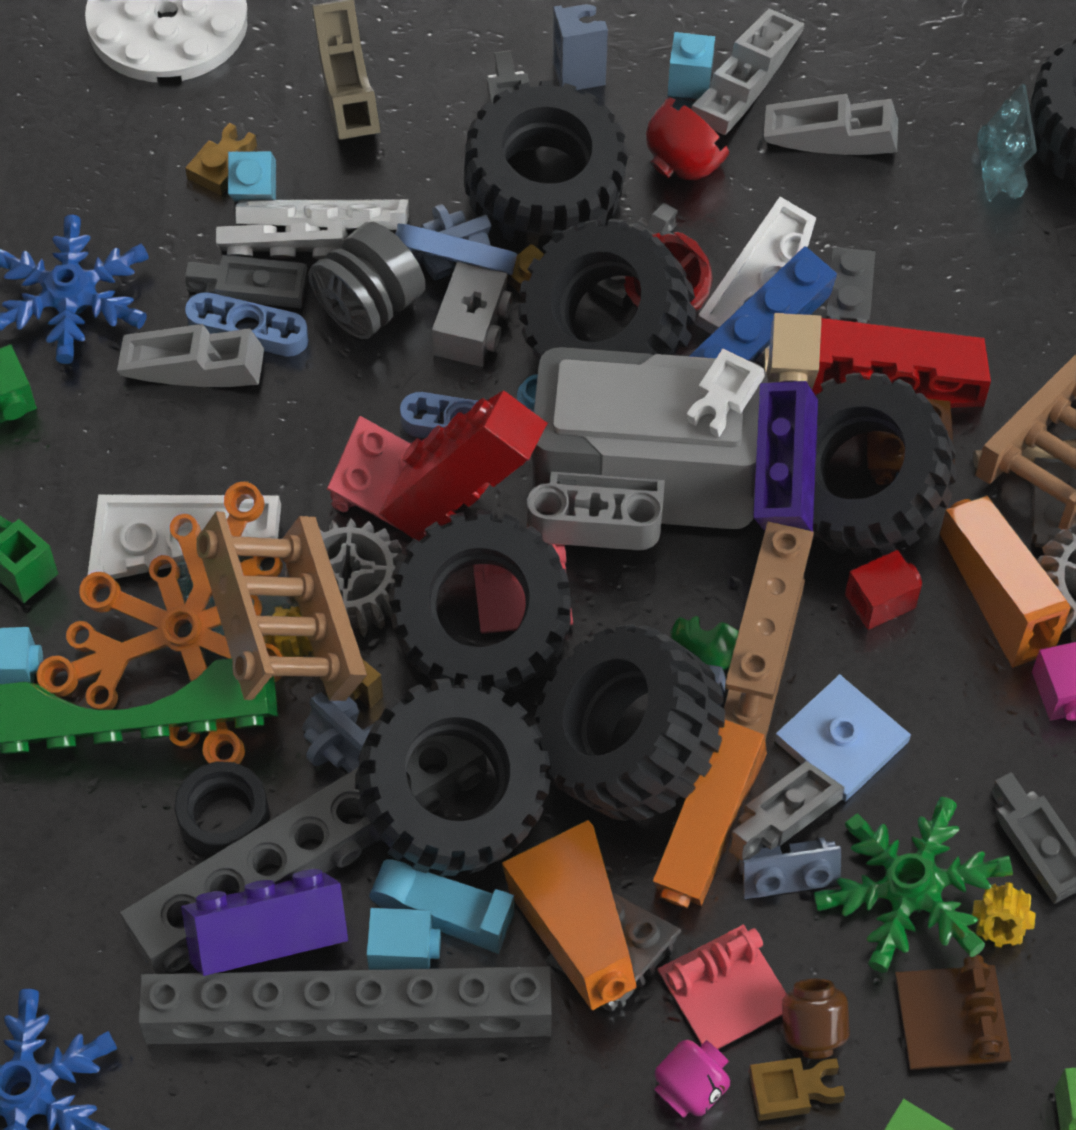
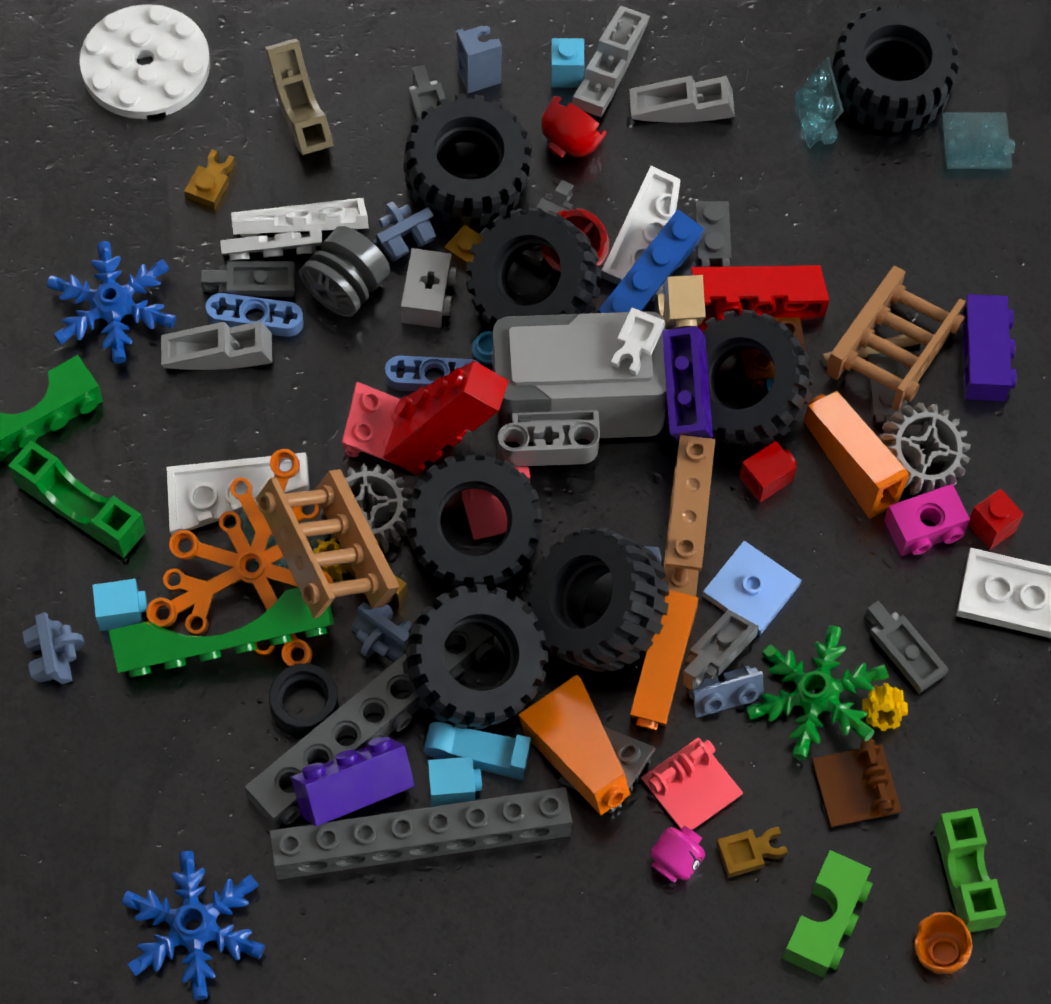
camera: 10 degrees left, 5 degrees up
(251, 176) = (239, 194): medium azure brick -> none
(456, 249) = (410, 239): medium blue beam -> none
(711, 646) = (649, 533): green hair -> none
(815, 1018) = (760, 799): reddish brown head -> none

